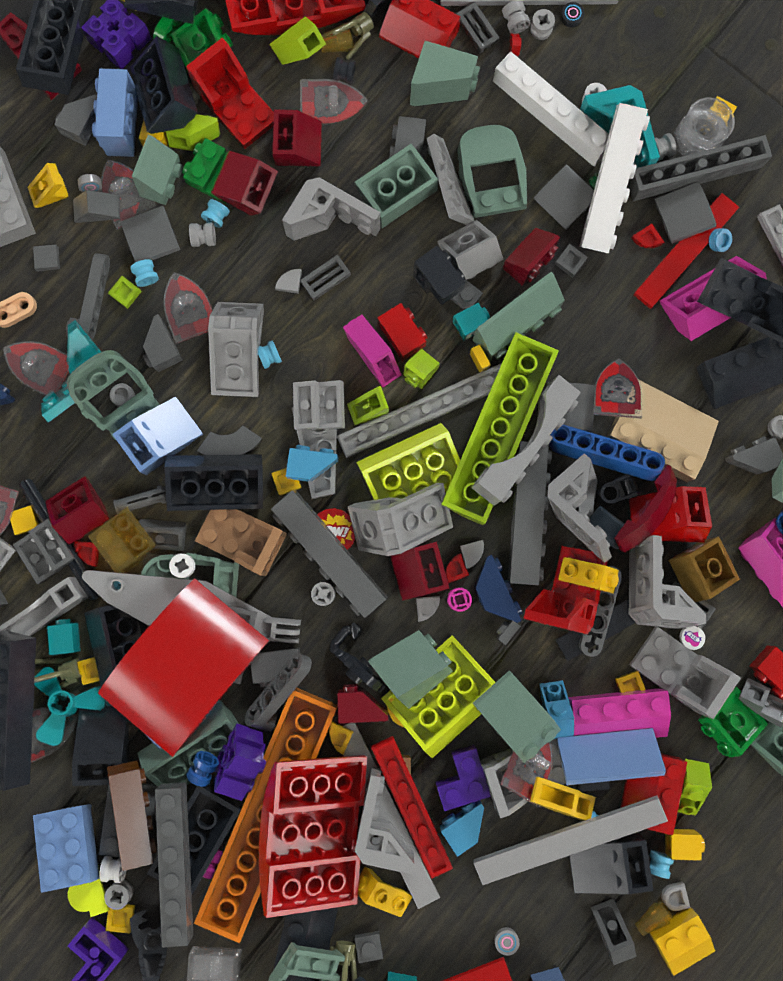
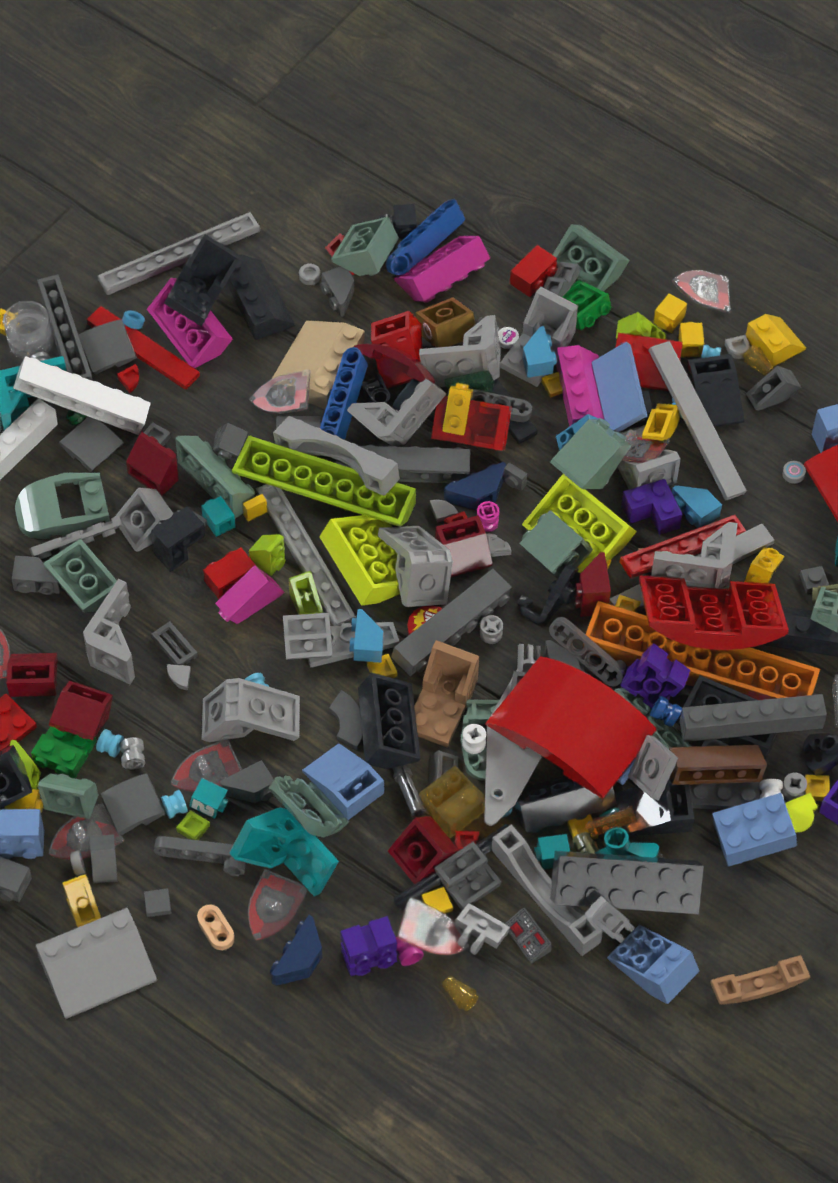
camera: 90 degrees left, 25 degrees down
(85, 698) = (614, 819): none -> clear orange slope
(123, 749) = (653, 767): none -> light grey plate
(146, 305) = (209, 798): none -> teal brick
(555, 331) = (229, 441): none -> dark grey slope
(625, 599) = (478, 380): none -> clear green slope
(660, 668) = (537, 355): none -> dark azure slope
(720, 823) = (670, 313): none -> yellow brick
(752, 868) = (705, 289): none -> shield

